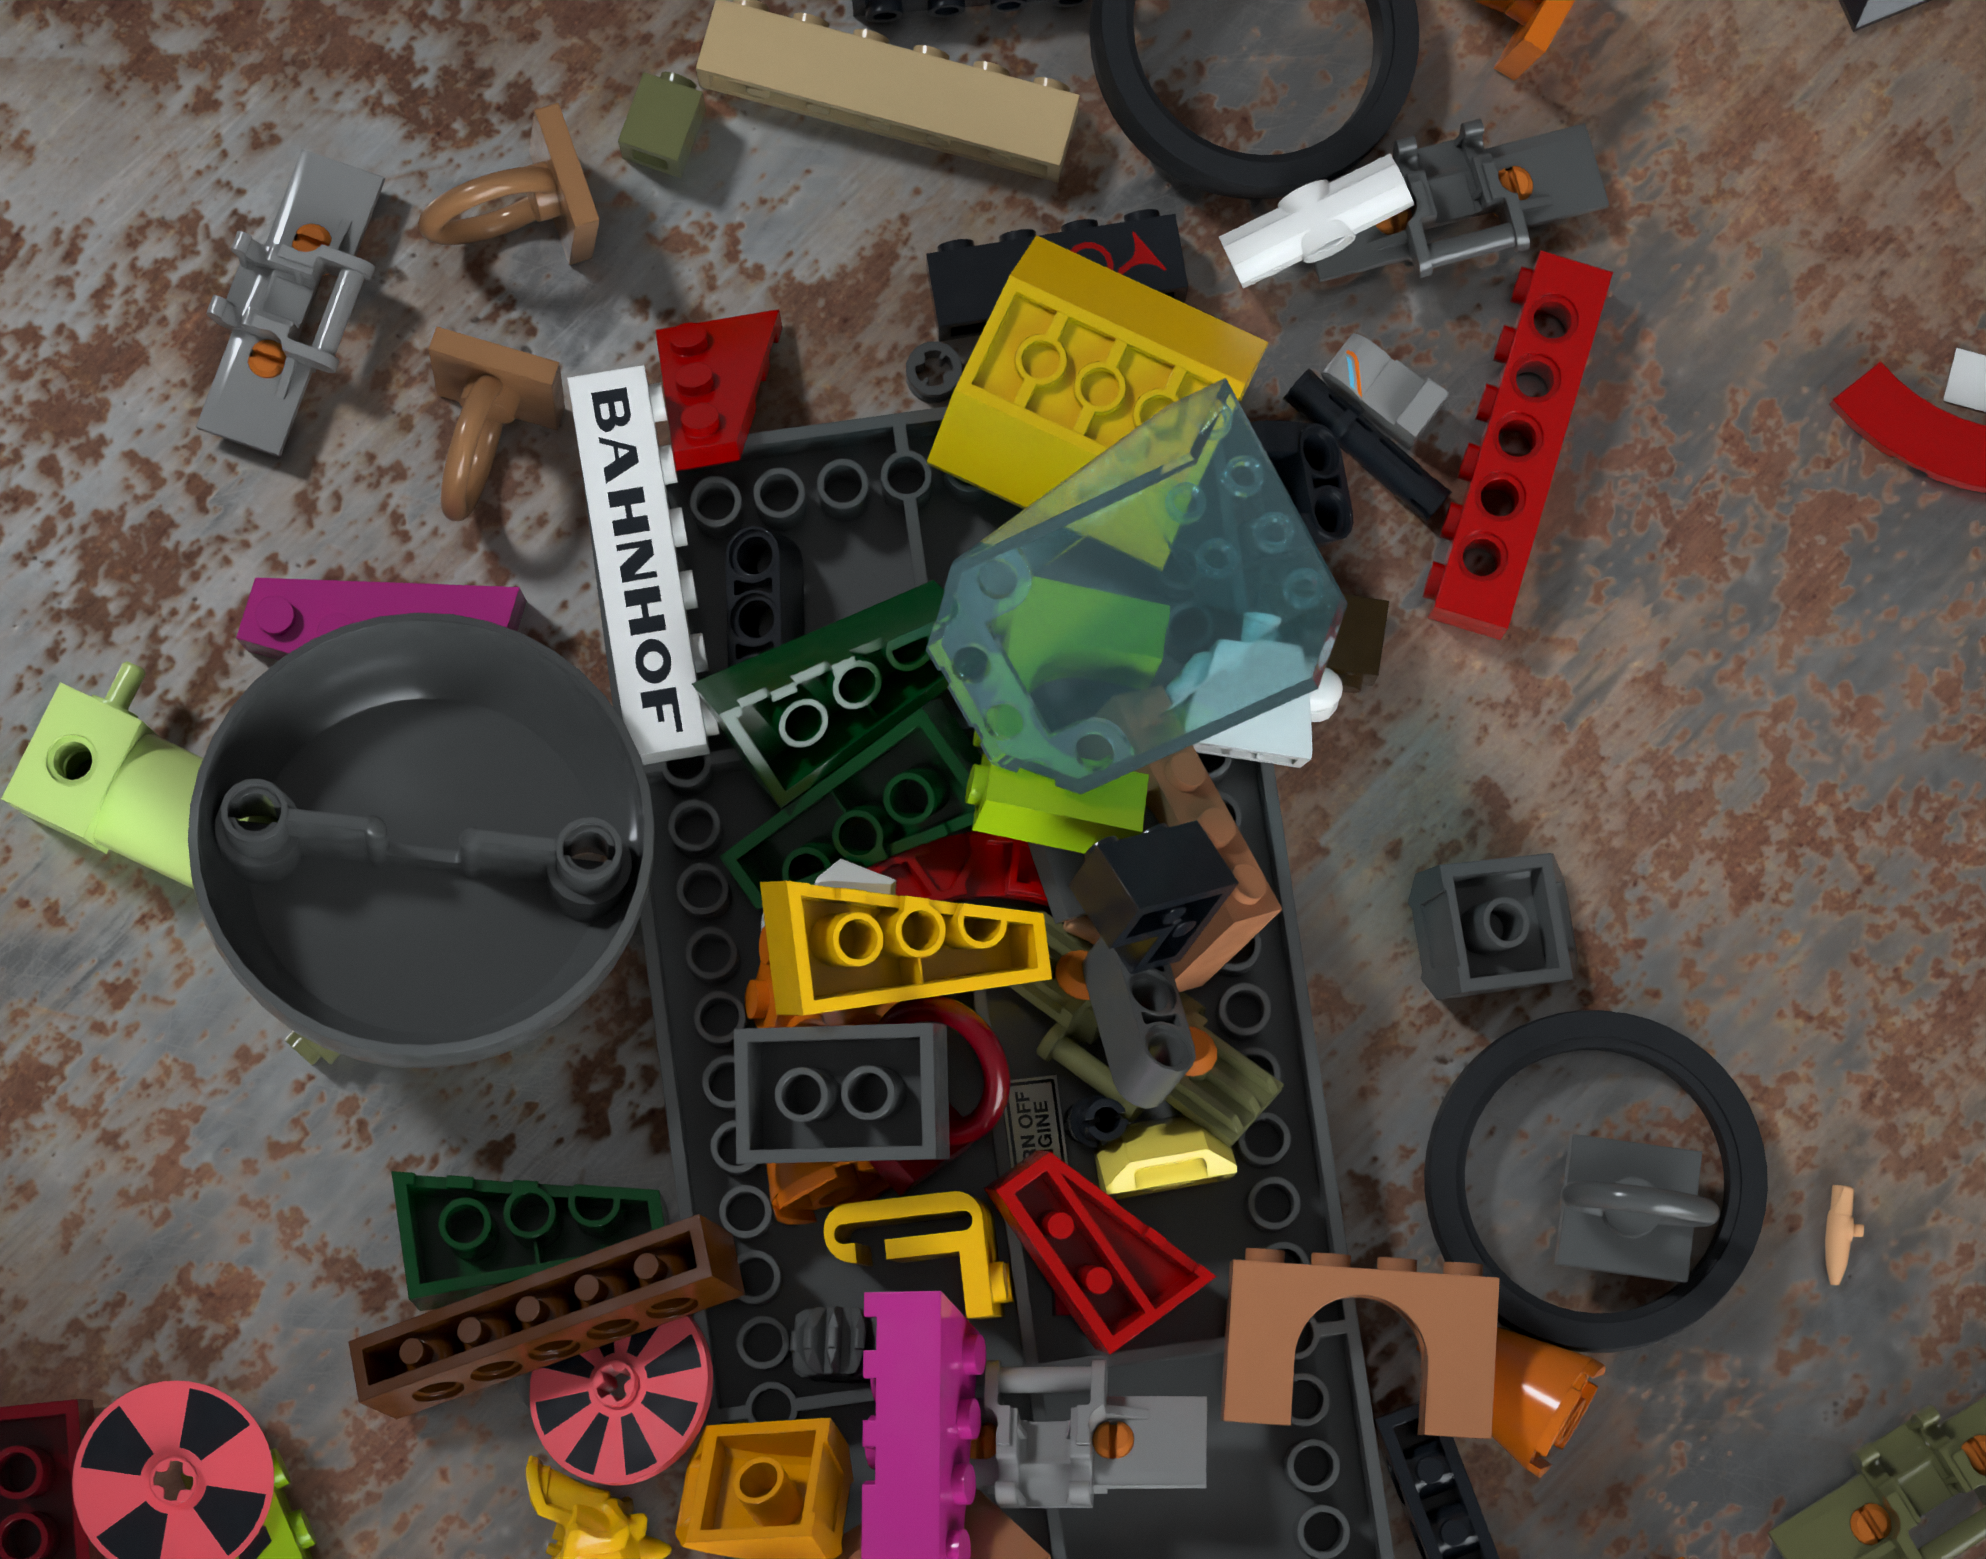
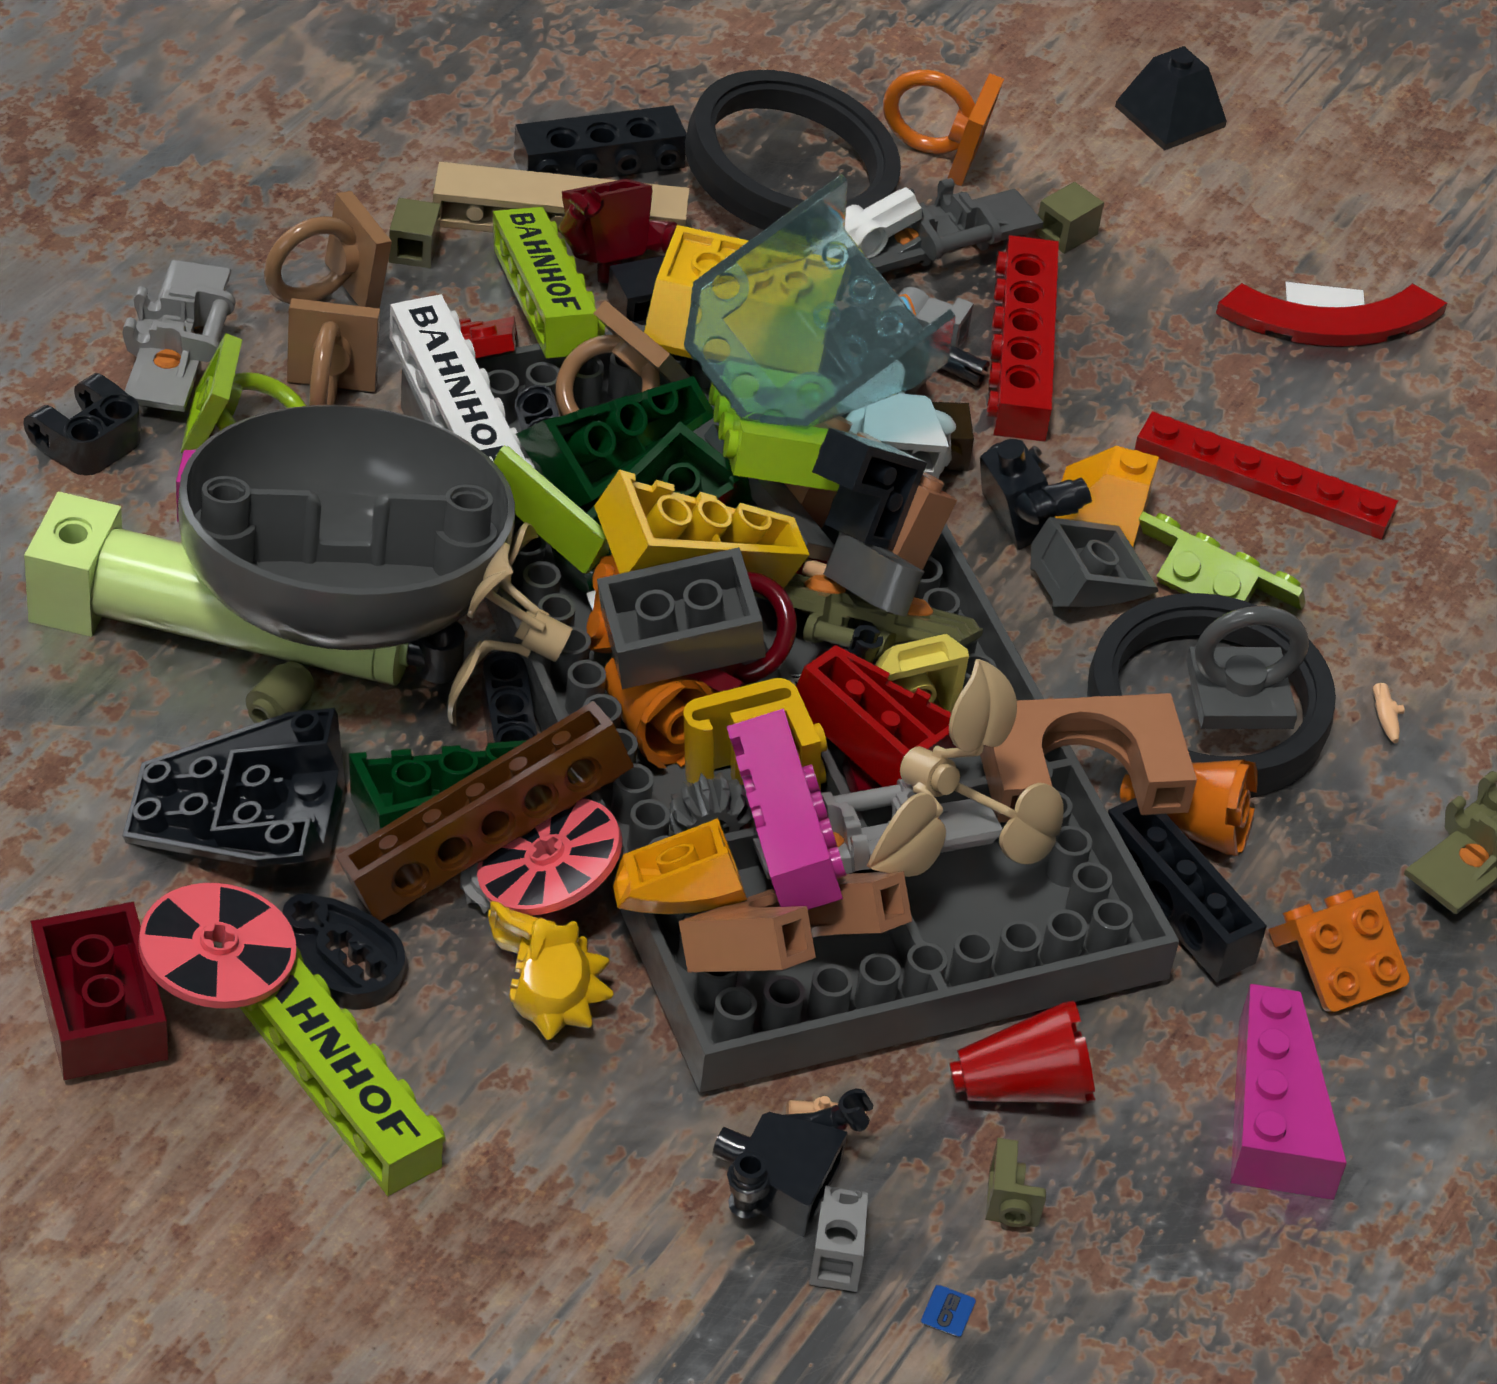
camera: 15 degrees left, 35 degrees down
(149, 480) = (93, 437): none -> black piece
(257, 1202) = (247, 794): none -> black wedge
(321, 467) = (220, 393): none -> lime tile
(321, 1486) = (366, 939): none -> black piece
(611, 1069) = (507, 698): none -> black beam
(660, 1025) = (536, 630): none -> tan plant
(711, 819) = (552, 513): none -> lime slope
(819, 294) = (545, 280): none -> lime brick
(908, 512) = (627, 344): none -> medium nougat tile
(947, 179) = (612, 223): none -> dark red torso
(1184, 1412) = (979, 718): none -> tan plant
(1419, 779) = (1020, 492): none -> black torso
(1544, 785) = (1119, 487): none -> light orange slope
(1655, 193) = (1070, 216): none -> olive brick
(1665, 951) = (1202, 567): none -> lime bracket
(1803, 756) = (1266, 475): none -> red plate

